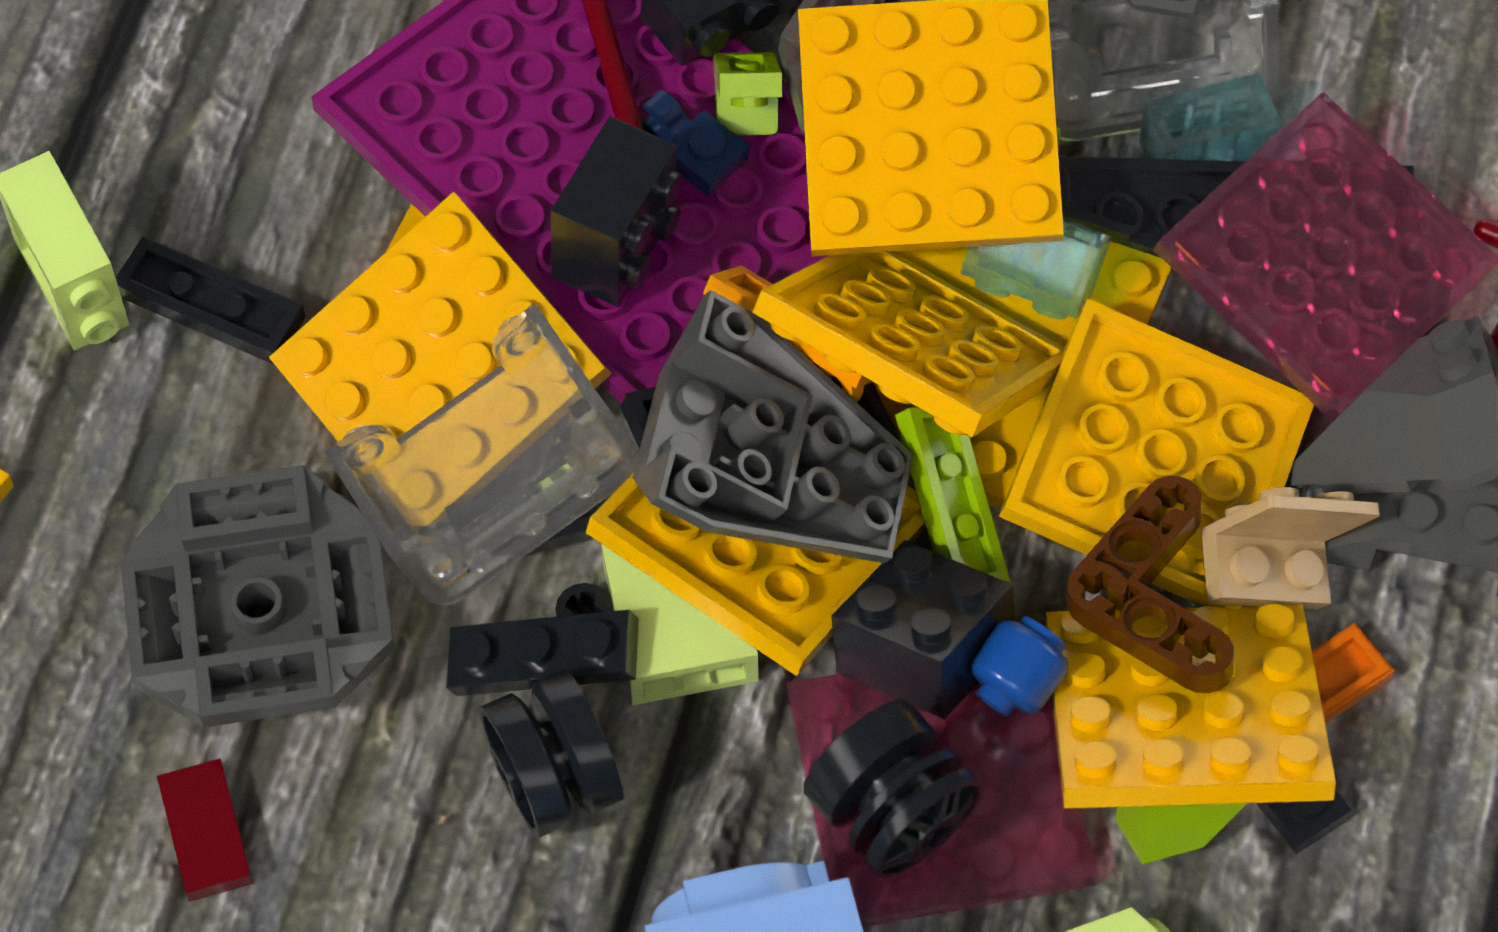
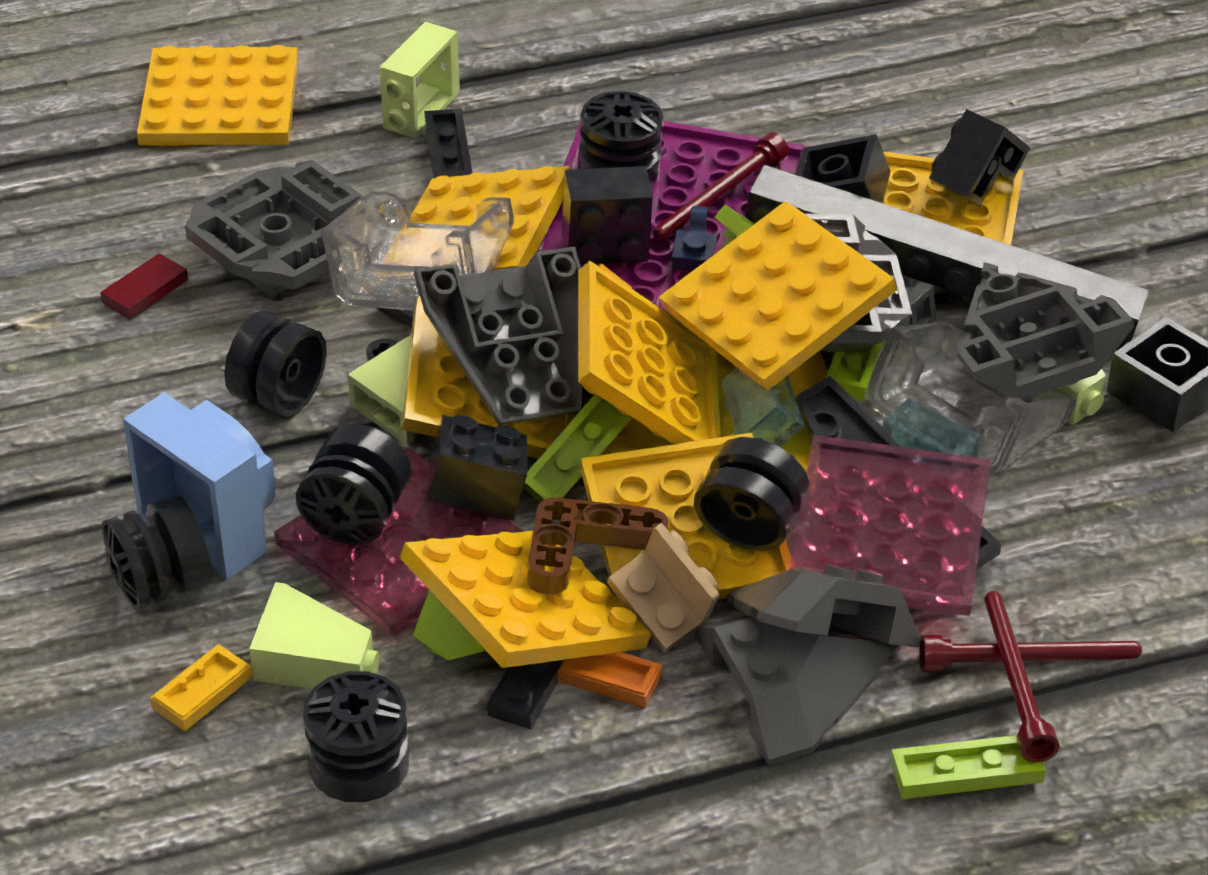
camera: 55 degrees right, 20 degrees down
(468, 107) = (621, 132): none -> black wheel
(521, 652) = (345, 343): black plate -> none
(1019, 666) = (483, 508): blue head -> none
(1229, 367) = (751, 493): none -> black wheel

